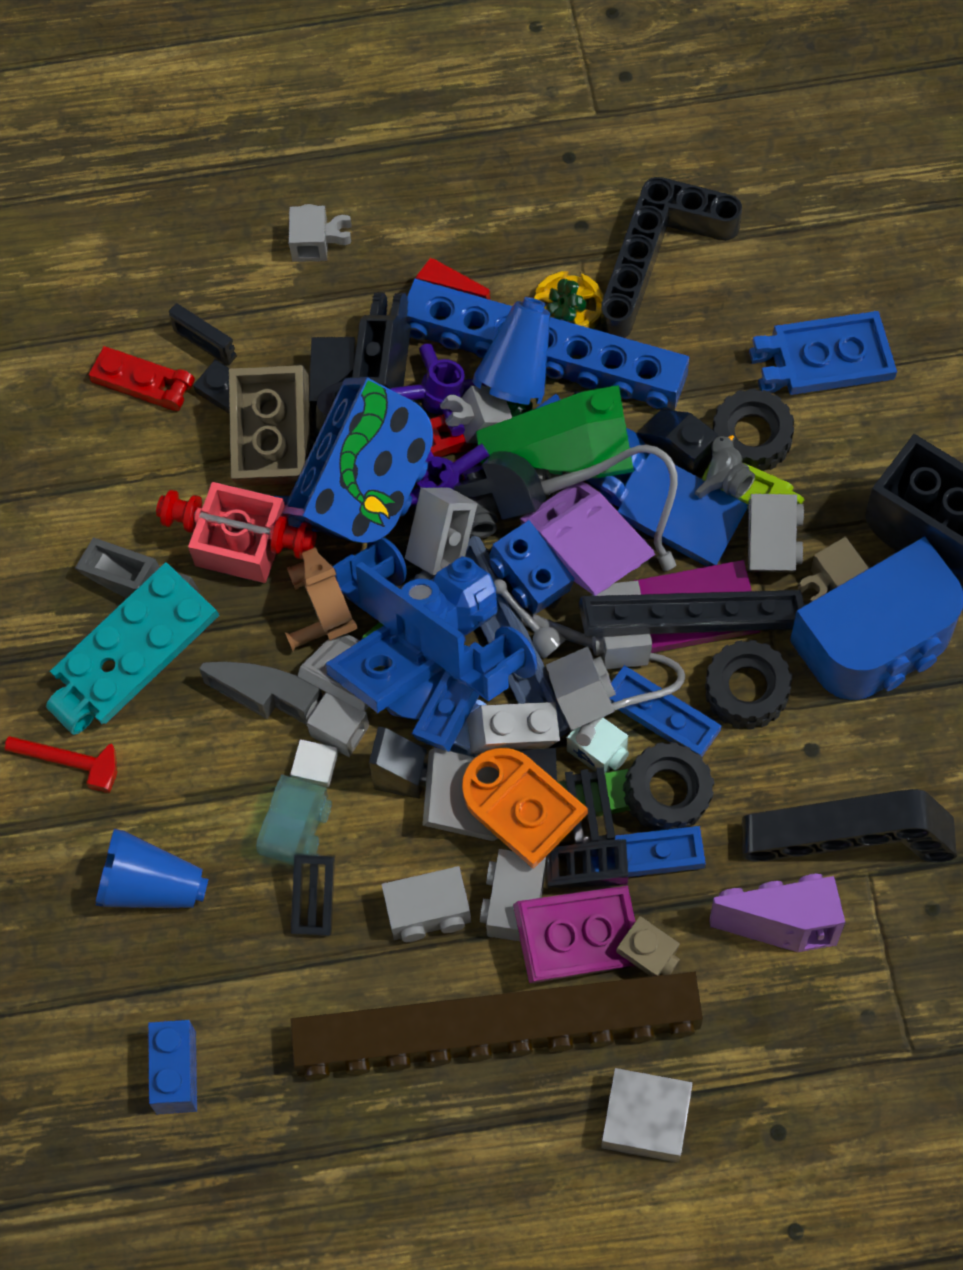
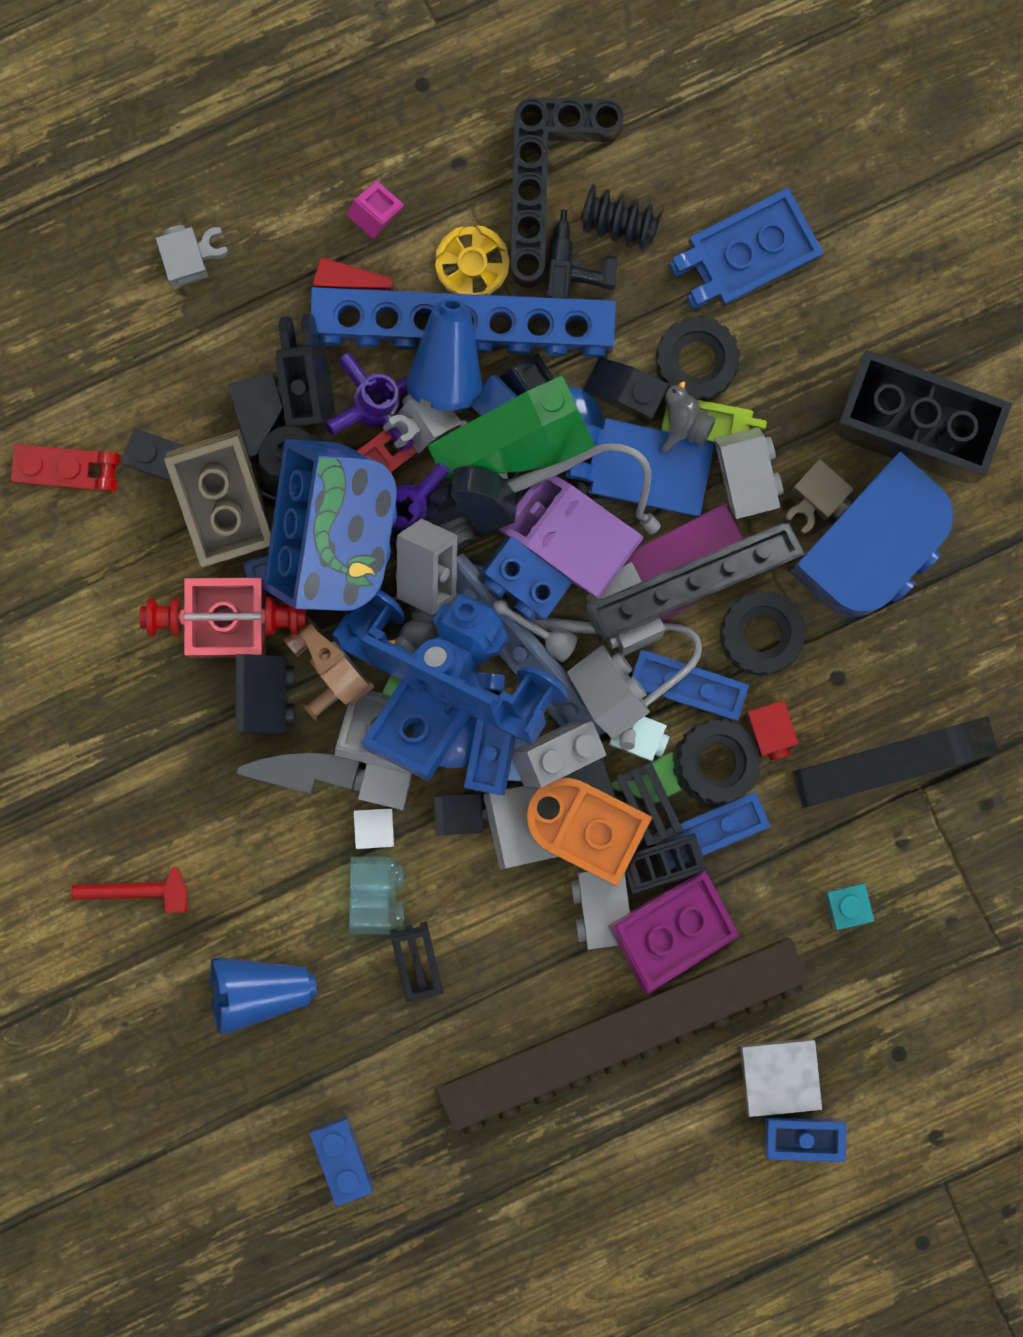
camera: 25 degrees left, 20 degrees up
(118, 567) = (139, 690): dark grey slope -> none
(141, 640) = (167, 758): teal hinge -> none
(202, 334) = (111, 404): black tile -> none
(248, 607) = (263, 695): none -> black slope
(427, 904) = (524, 940): light grey brick -> none
(493, 241) = (374, 209): none -> dark pink slope
(565, 301) = (473, 271): dark green plant -> none
(649, 949) = (742, 926): dark tan bracket -> none
(650, 328) = (564, 269): none -> black piece
(653, 1180) = (804, 1138): none -> blue brick
(713, 298) = (620, 219): none -> black piece
(732, 773) = (772, 730): none -> red brick
(763, 961) = (848, 906): none -> teal brick
(787, 916) = (871, 858): medium lavender slope -> none

